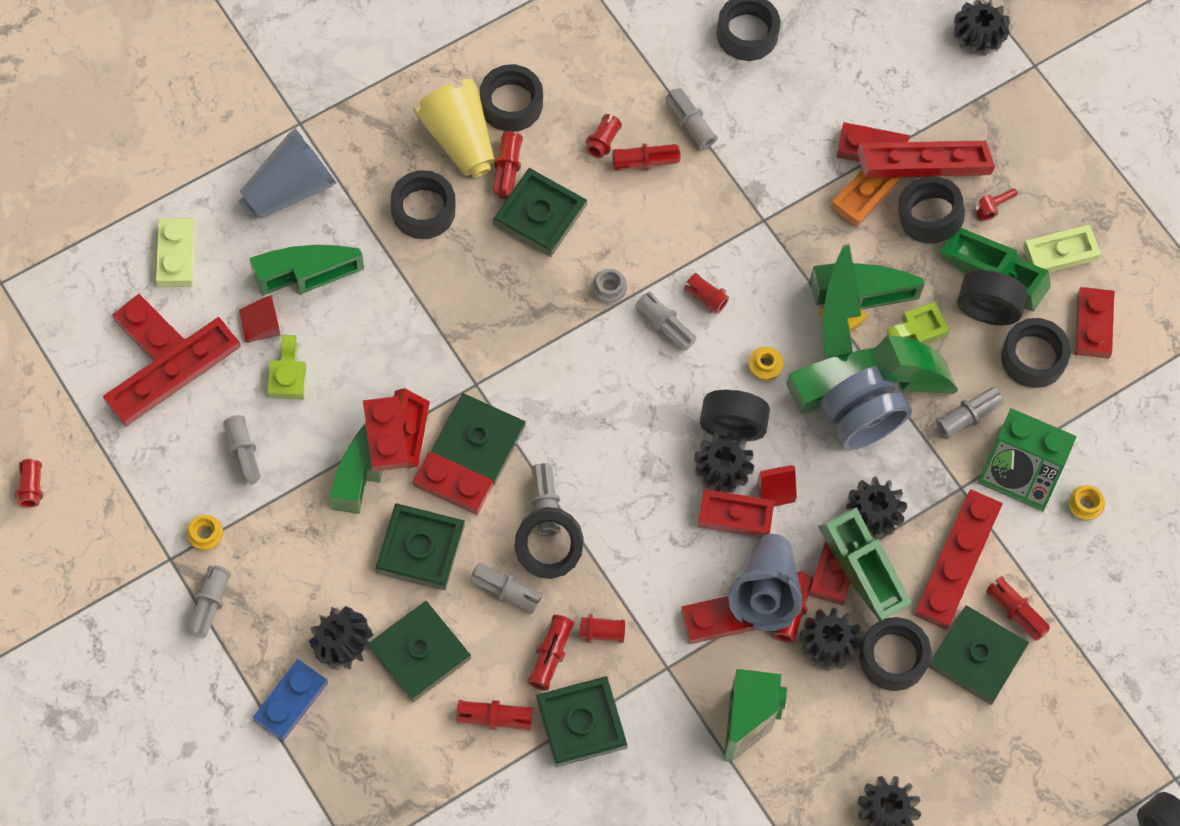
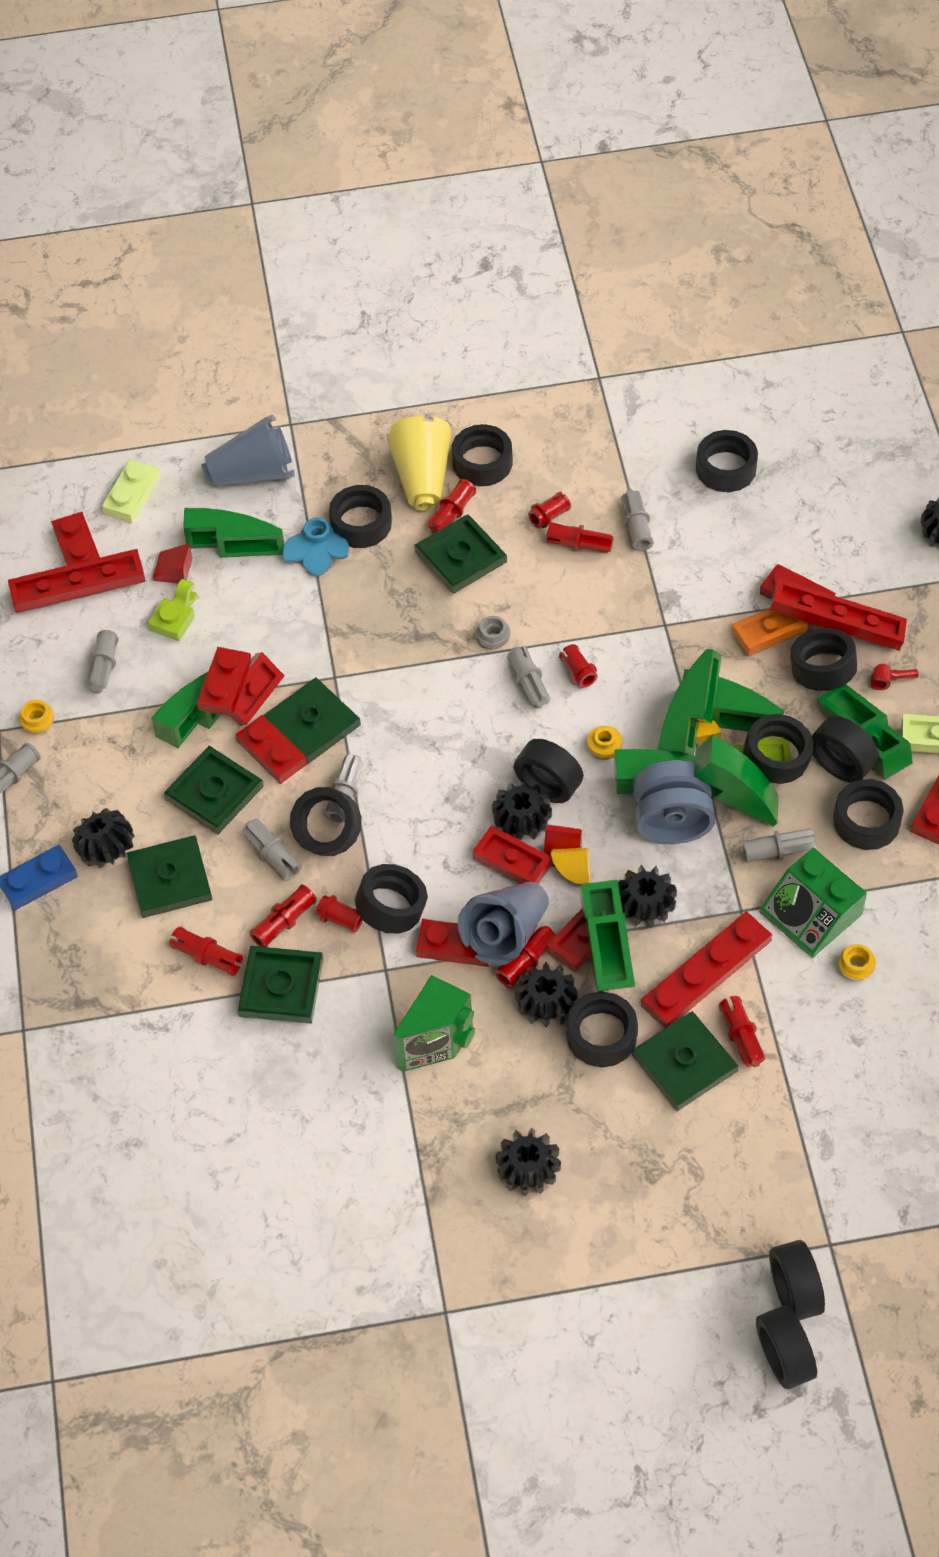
camera: 30 degrees right, 10 degrees down
(394, 257) = (316, 550): none -> dark azure plate
(652, 577) = (396, 879): none -> black tyre
(795, 500) = (573, 864): none -> yellow tile
(945, 298) = (789, 729): none -> black tyre

